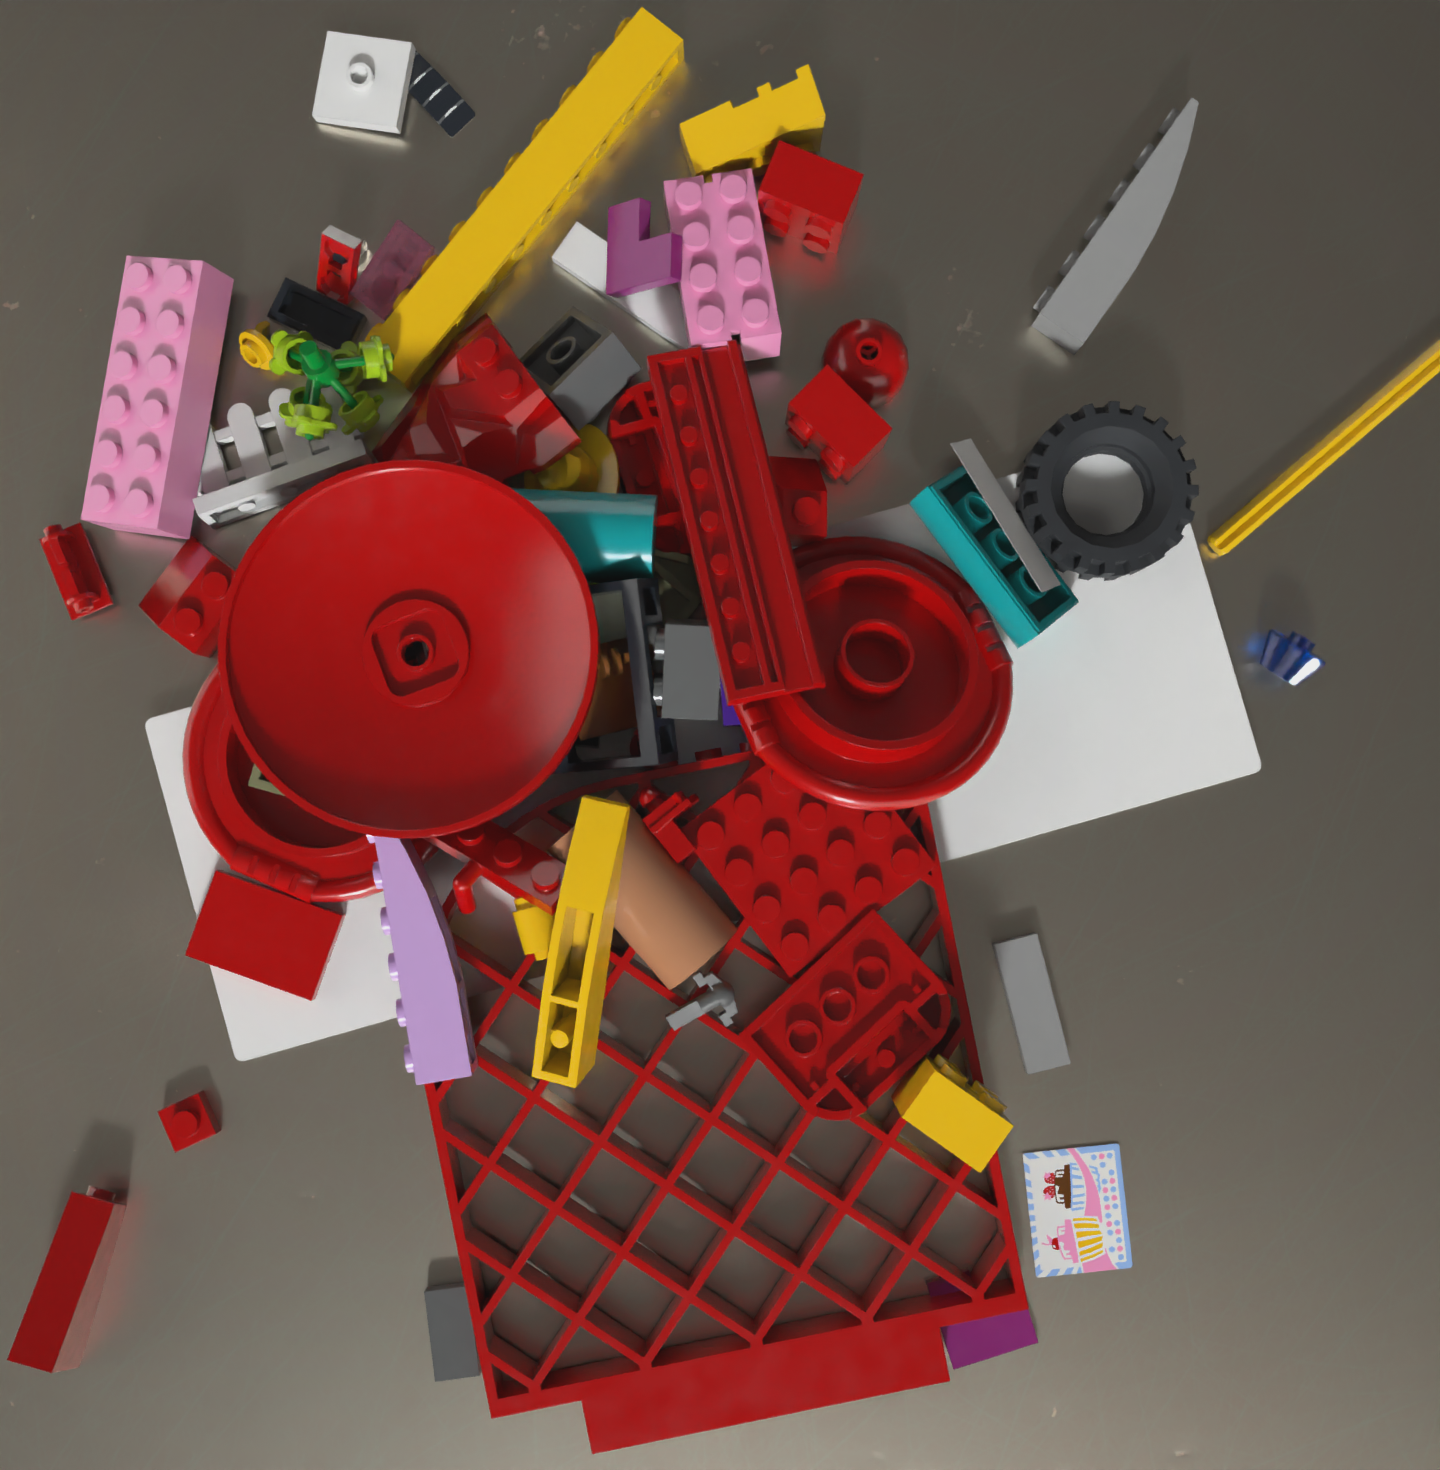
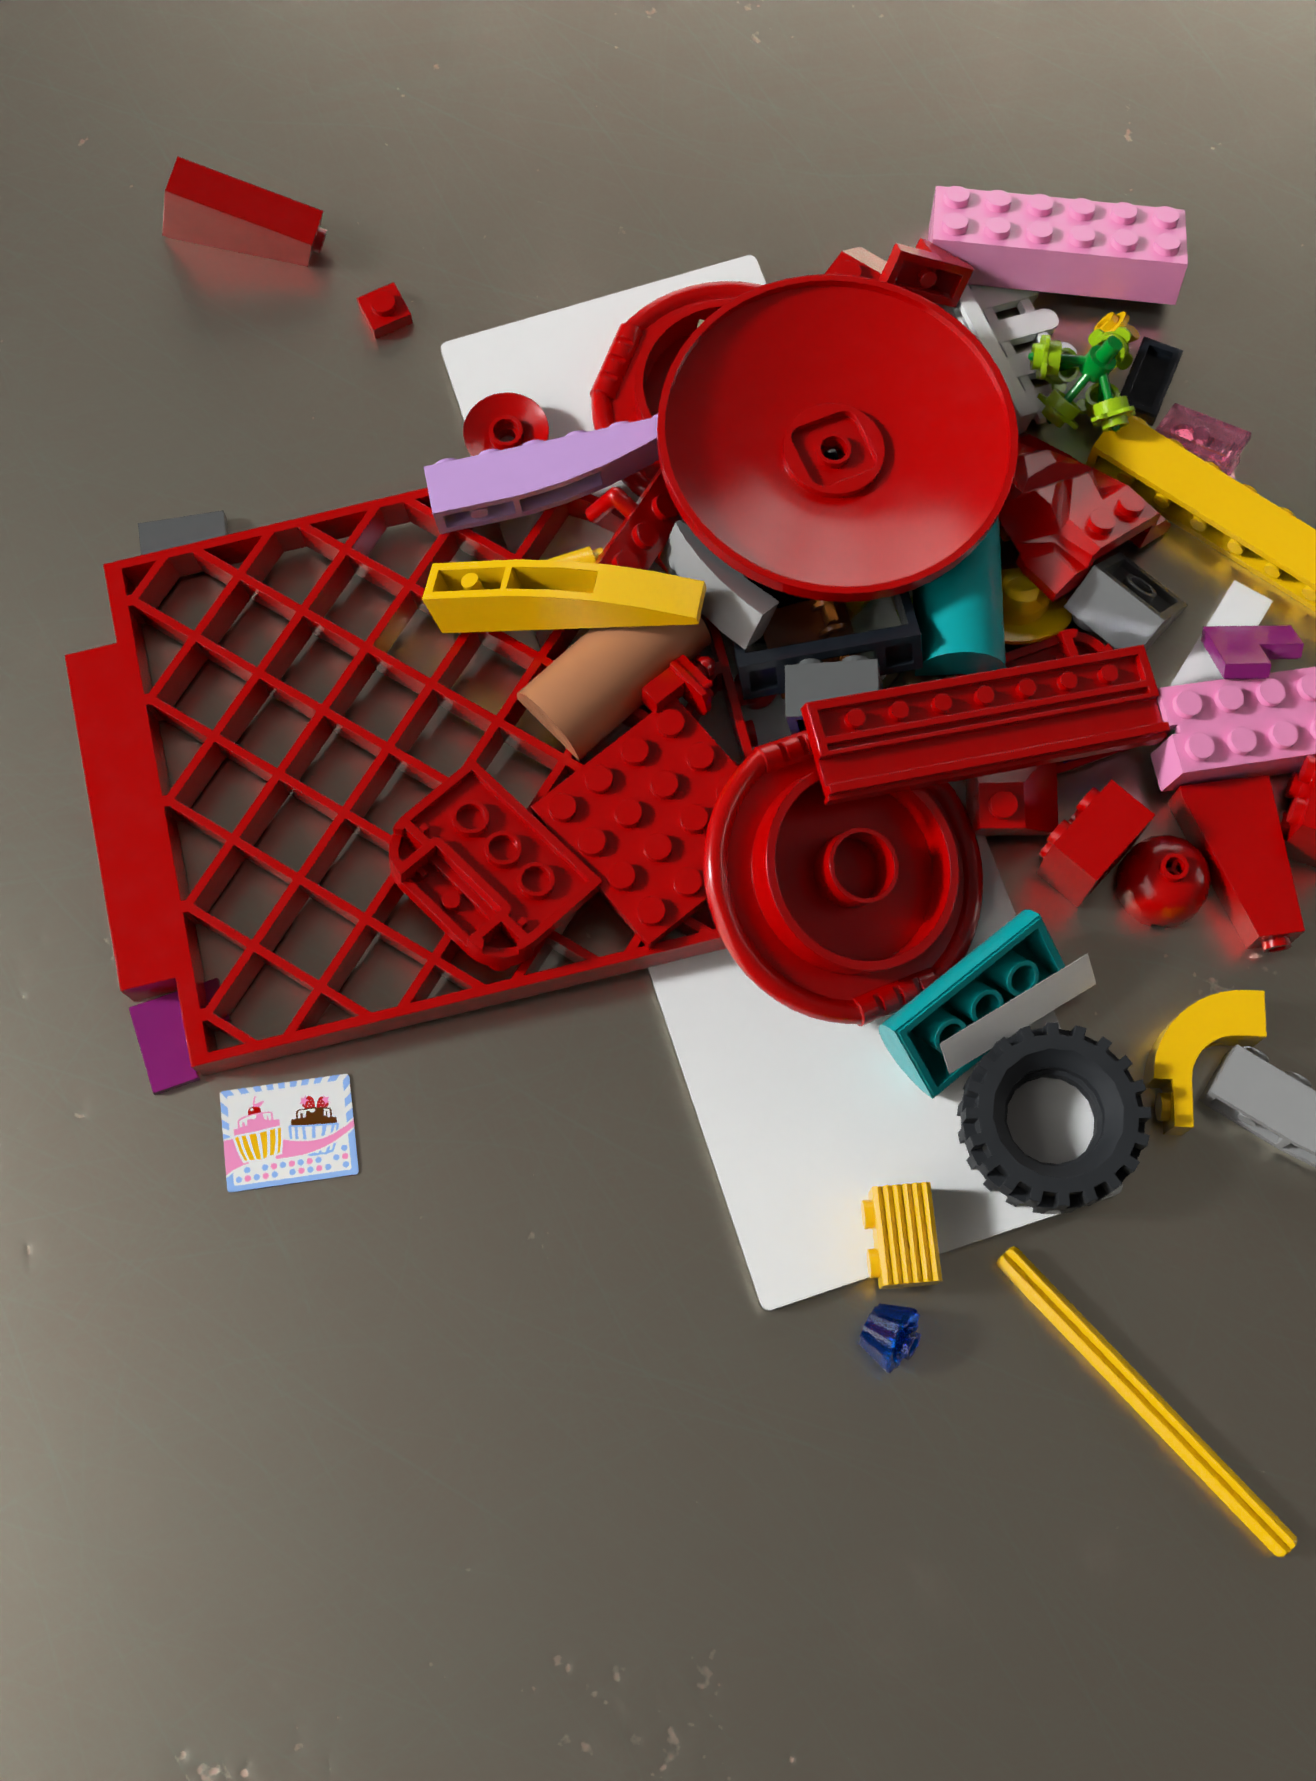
camera: 90 degrees right, 15 degrees down
(75, 570) = (889, 193): red hinge -> none
(197, 539) = (927, 272): none -> red slope
(265, 935) = (561, 356): red tile -> none
(333, 1000) = (504, 416): none -> red dish
(339, 264) = (1204, 390): red piece -> none
(586, 770) = (730, 599): none -> light grey slope
(720, 993) = (512, 744): piece -> none
(841, 282) = (1246, 854): none -> red slope
(951, 1112) = (400, 958): yellow brick -> none
(1024, 359) = (1212, 1021): none -> yellow arch
(1031, 1003) = (505, 1073): light grey tile -> none
(1208, 638) = (903, 1236): none -> yellow brick

